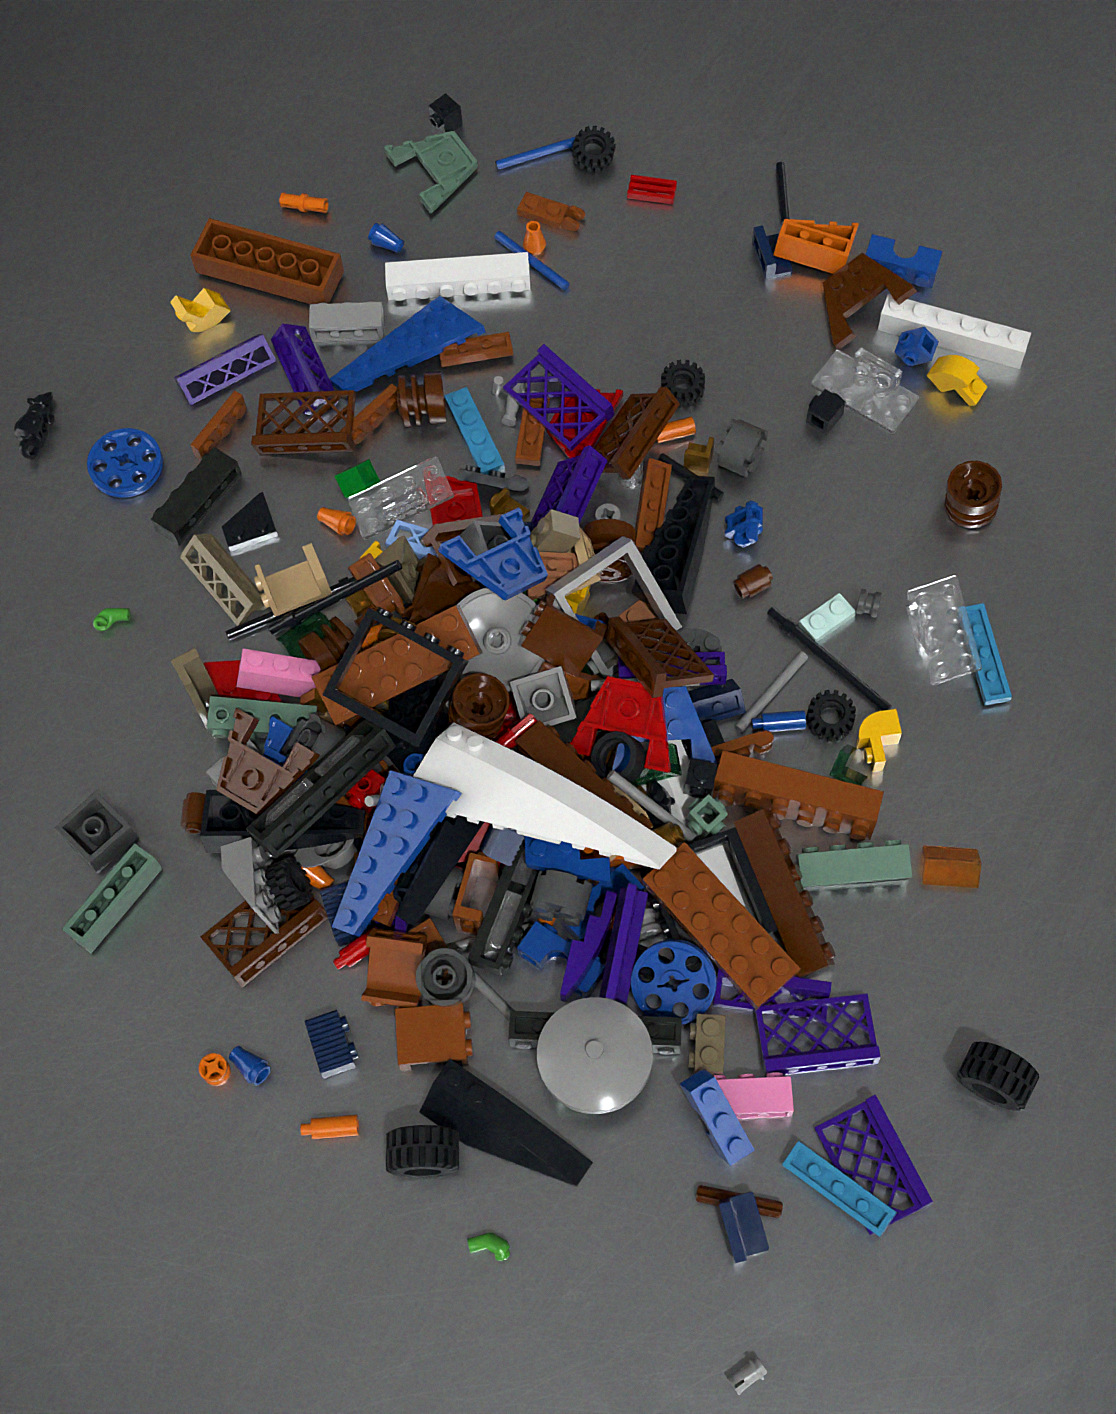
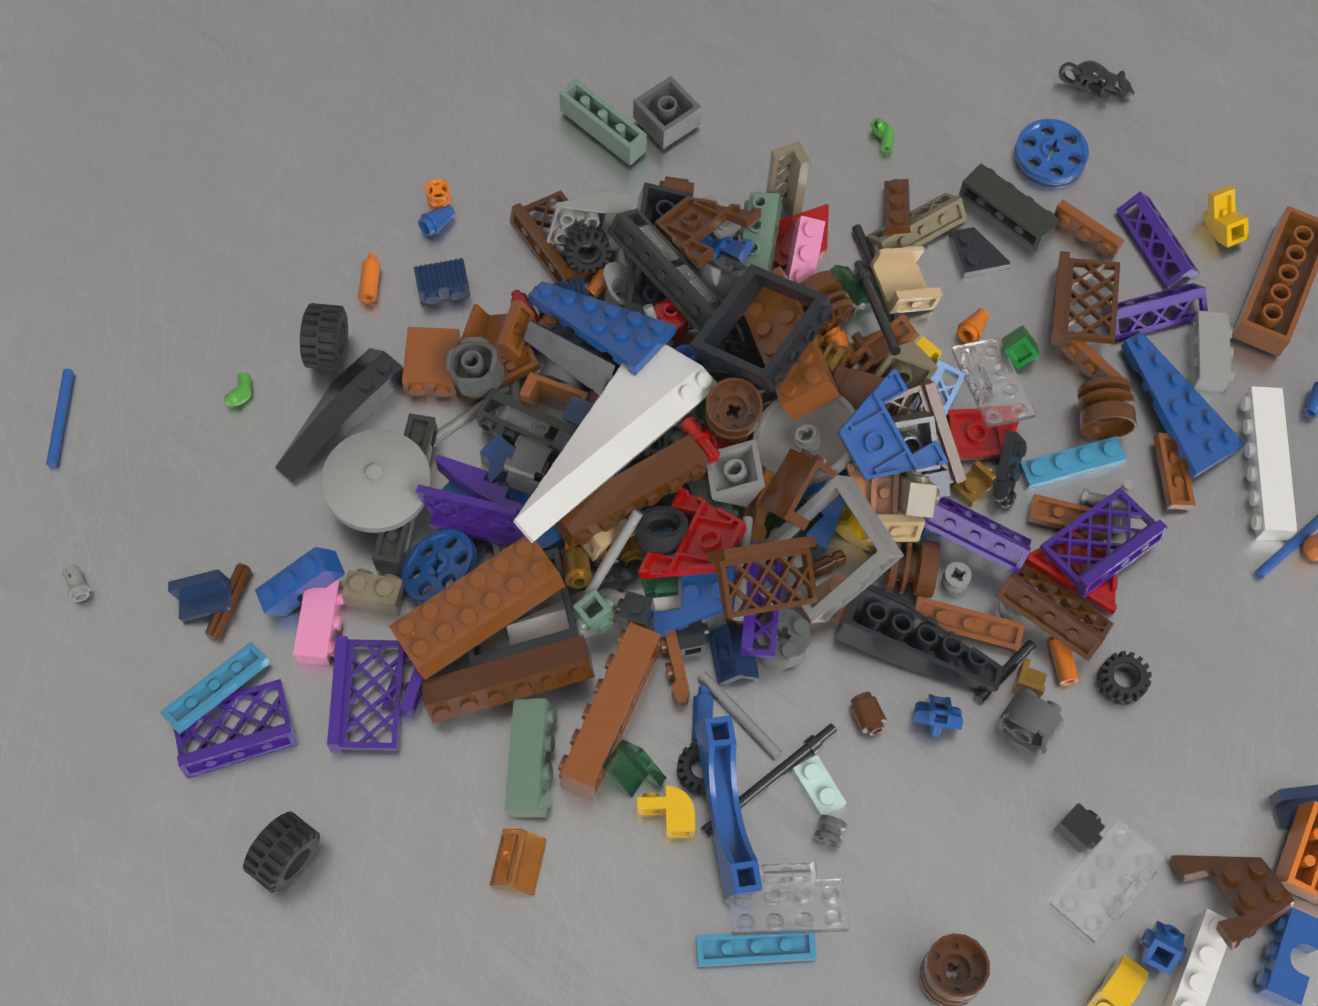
camera: 90 degrees right, 0 degrees up
(206, 594) = (897, 206): none -> reddish brown plate
(826, 692) = (734, 852): none -> blue arch

